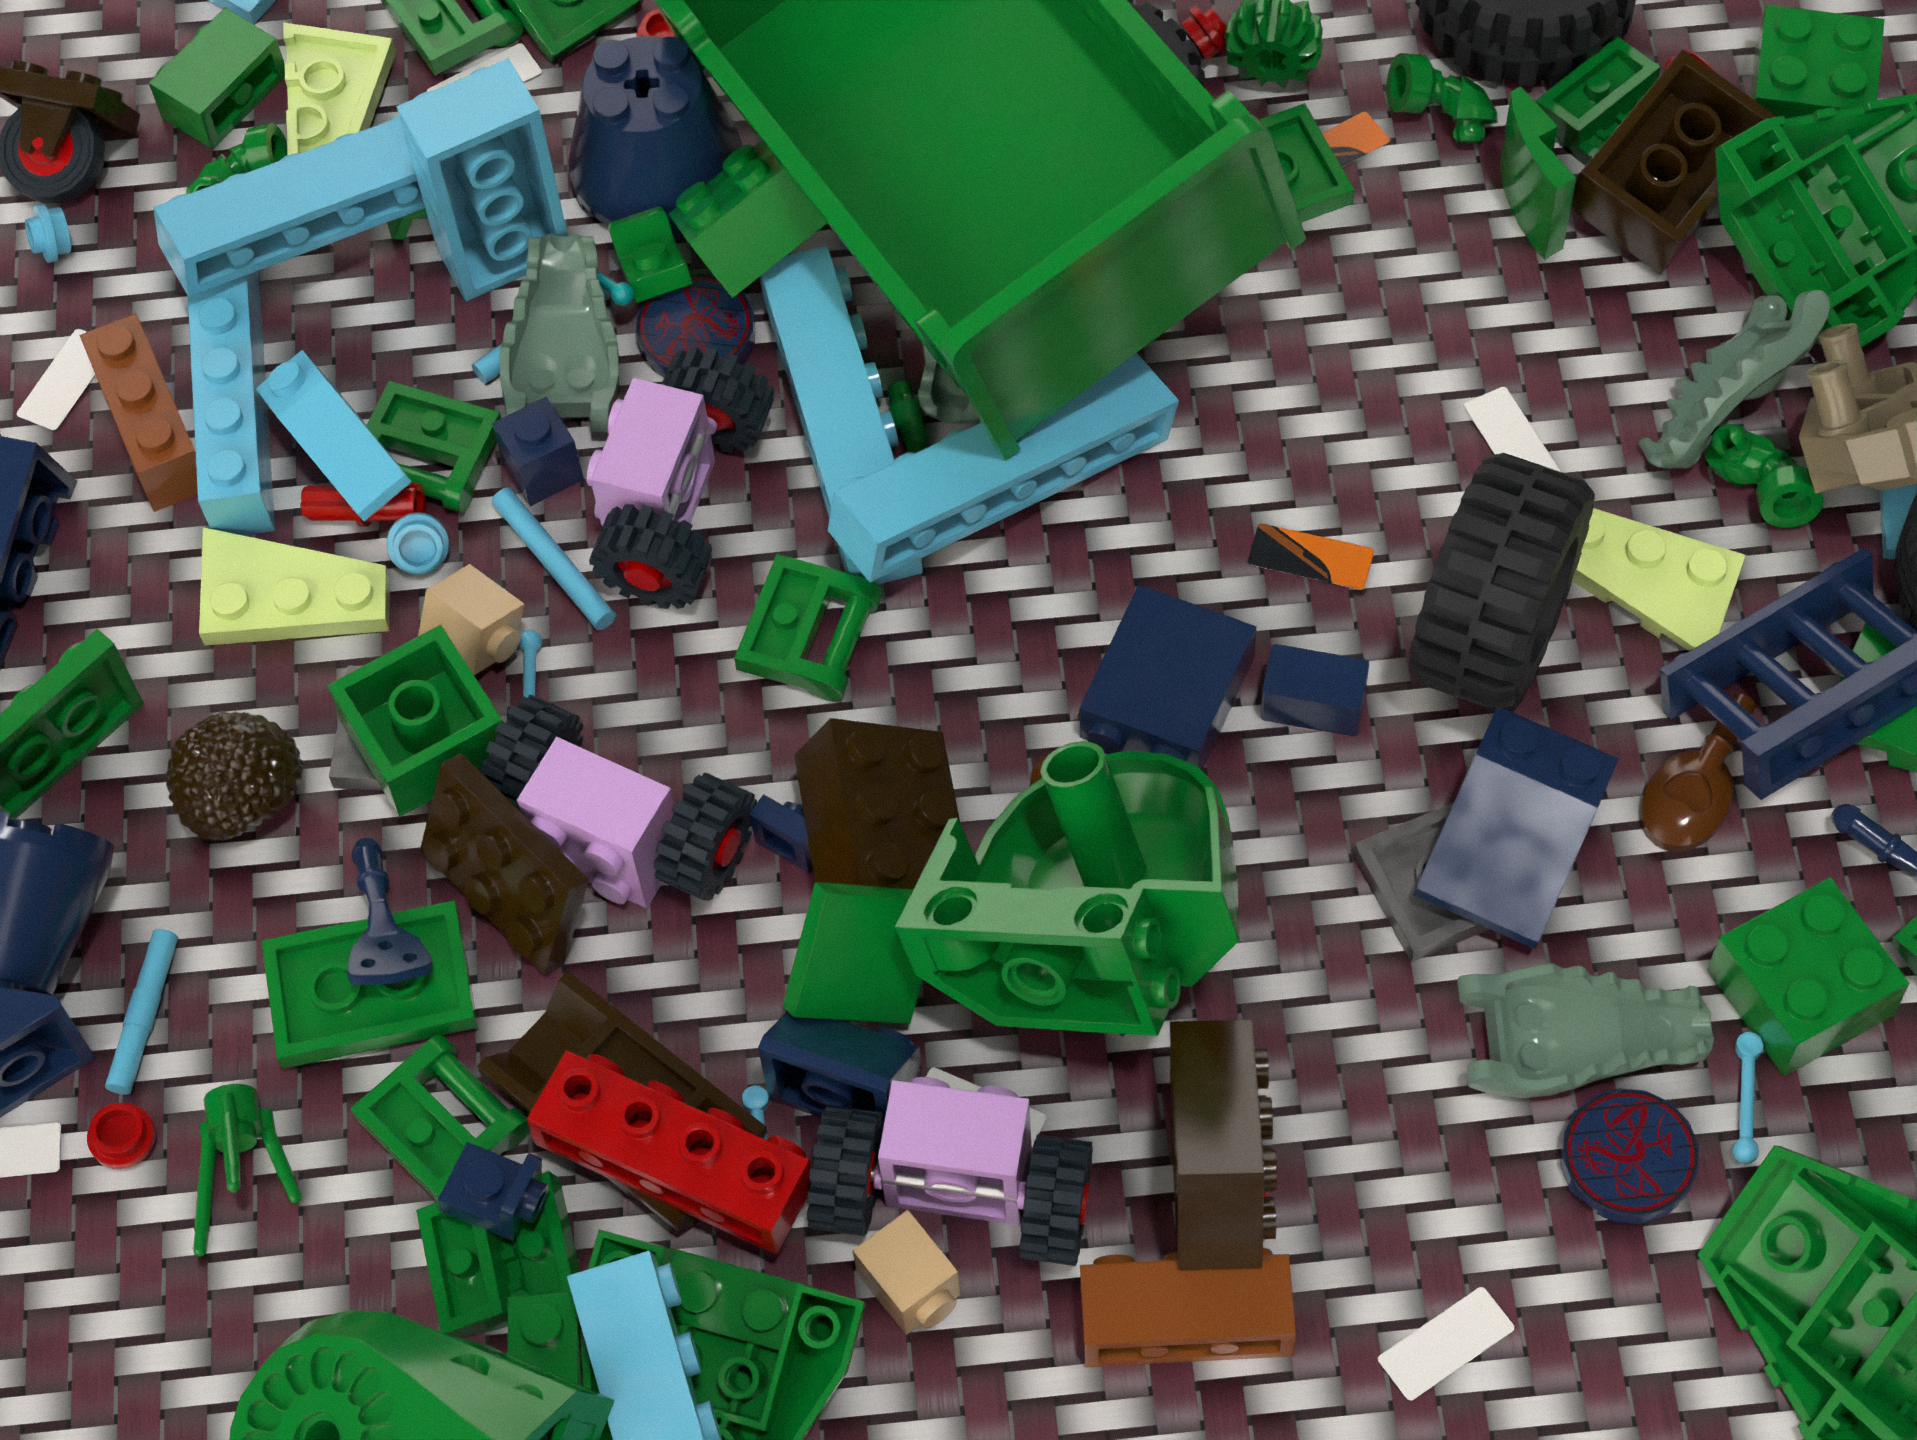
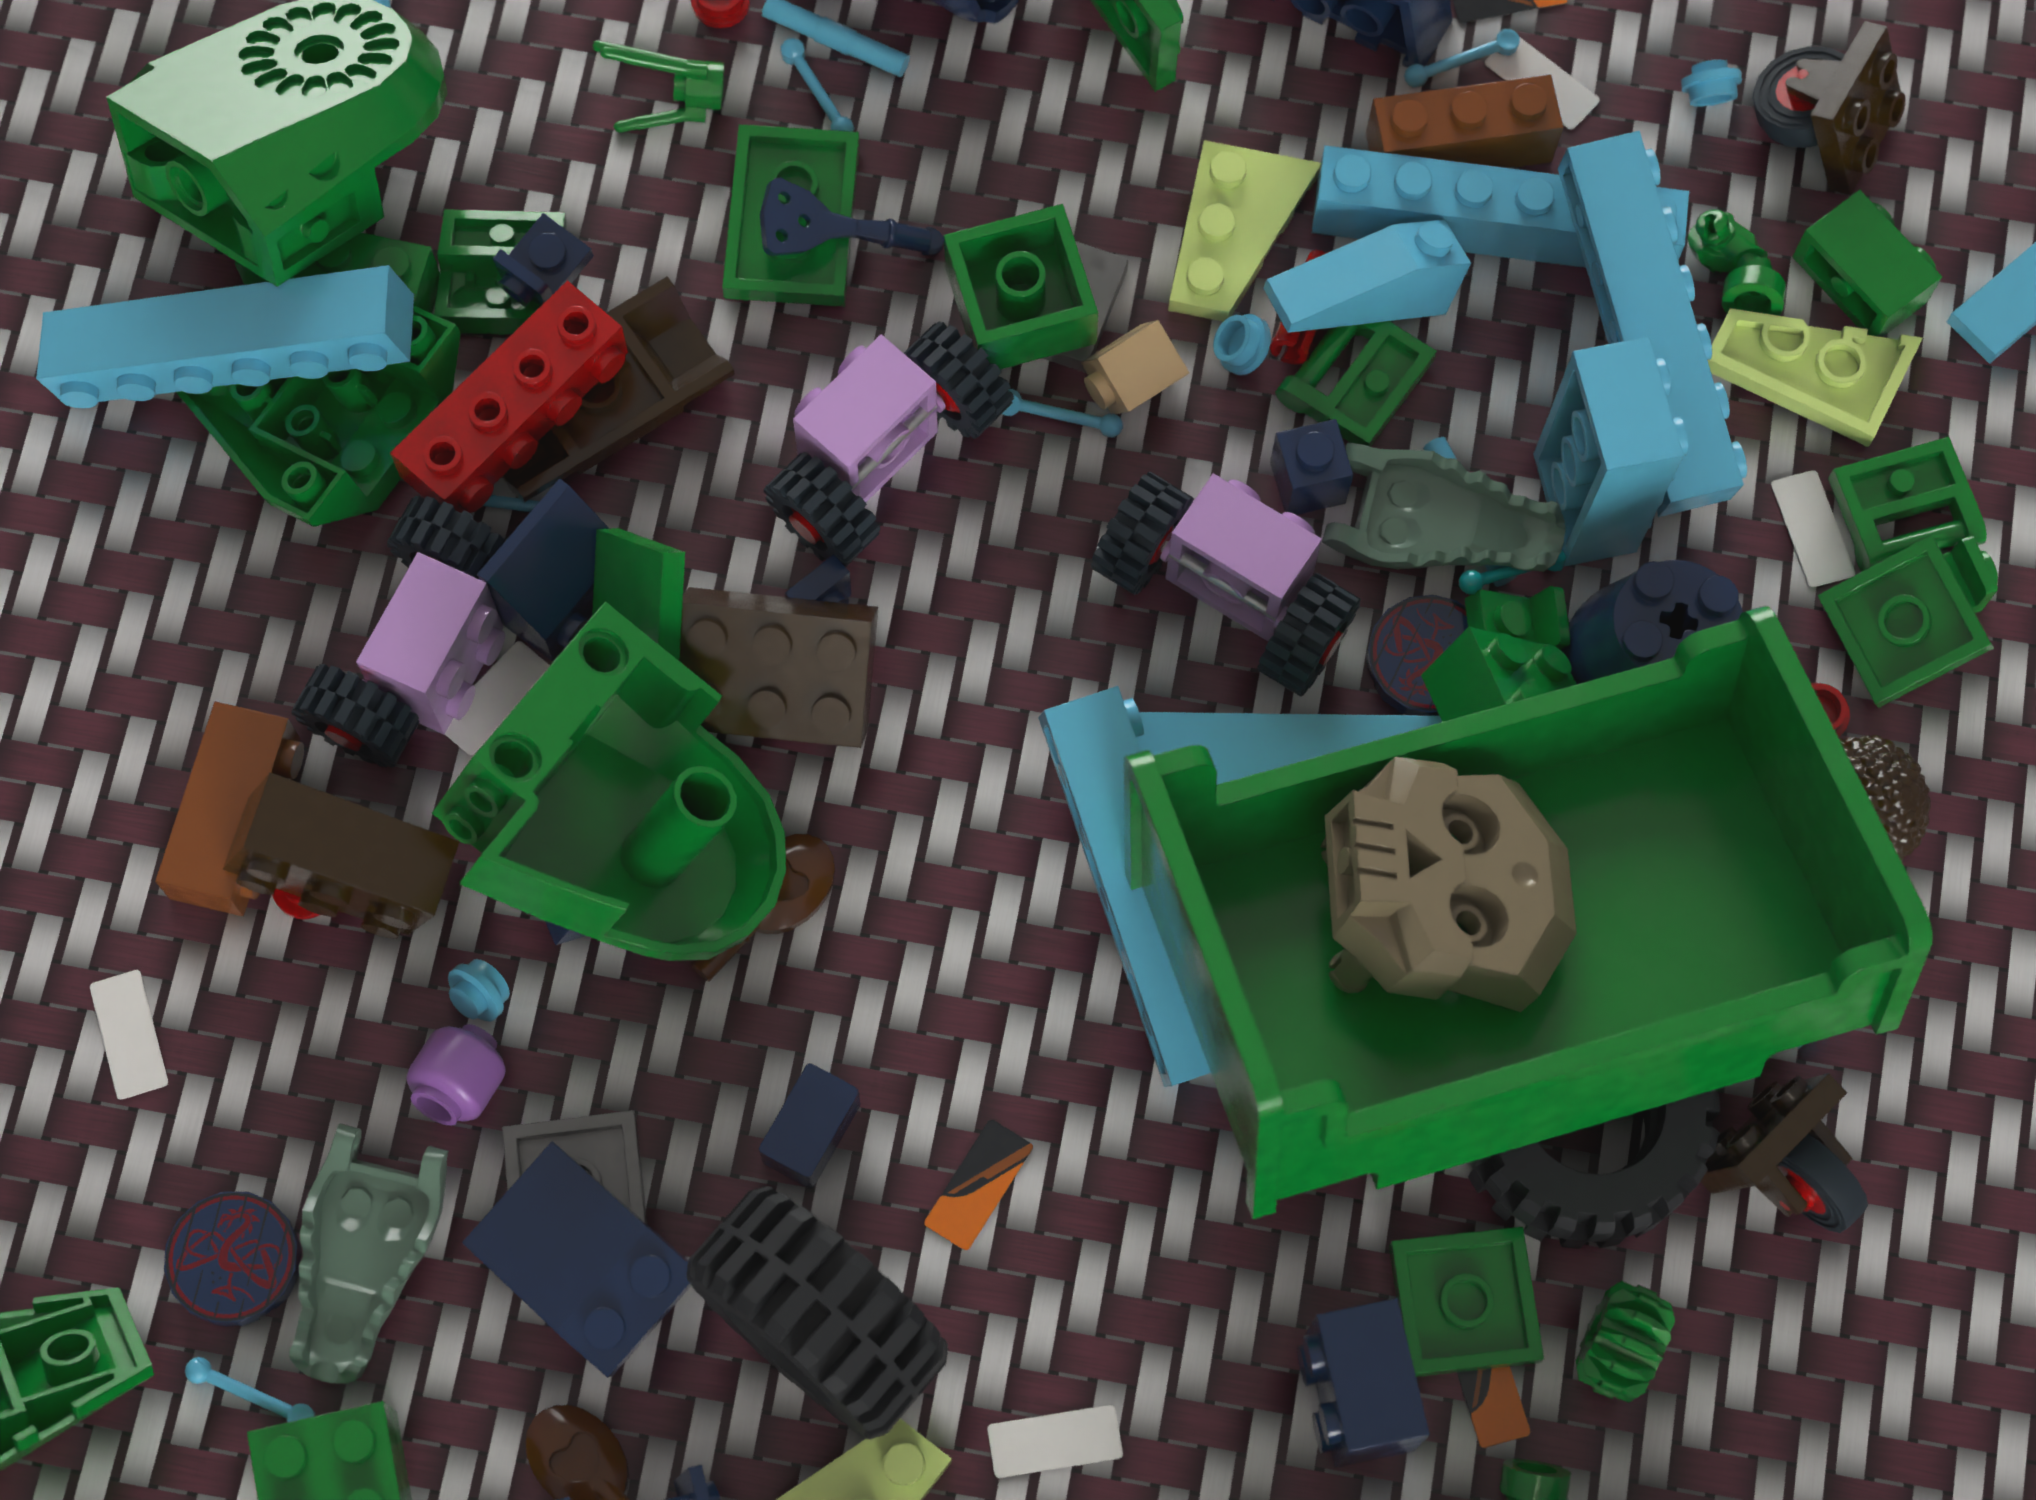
camera: 100 degrees right, 10 degrees up
(32, 414) = (1505, 44): none -> medium azure hinge
(169, 1050) = (793, 54): none -> medium azure hinge
(232, 774) = (1033, 135): dark brown hair -> none
(420, 1130) = (638, 228): green plate -> none
(503, 864) = (852, 328): dark brown plate -> none
(553, 559) = (1203, 462): medium azure bar -> none
(788, 621) = (1044, 651): green plate -> none
(908, 1274) = (348, 586): tan brick -> none
(962, 167) = (1407, 884): none -> dark tan brick
(1167, 679) = (861, 984): dark blue brick -> none
(1206, 32) = (1671, 1277): red plate -> none
(1289, 1013) = (478, 990): none -> medium azure plate
(1380, 1002) = (455, 1074): none -> medium lavender head
(1384, 199) = (1363, 1384): none -> dark blue brick

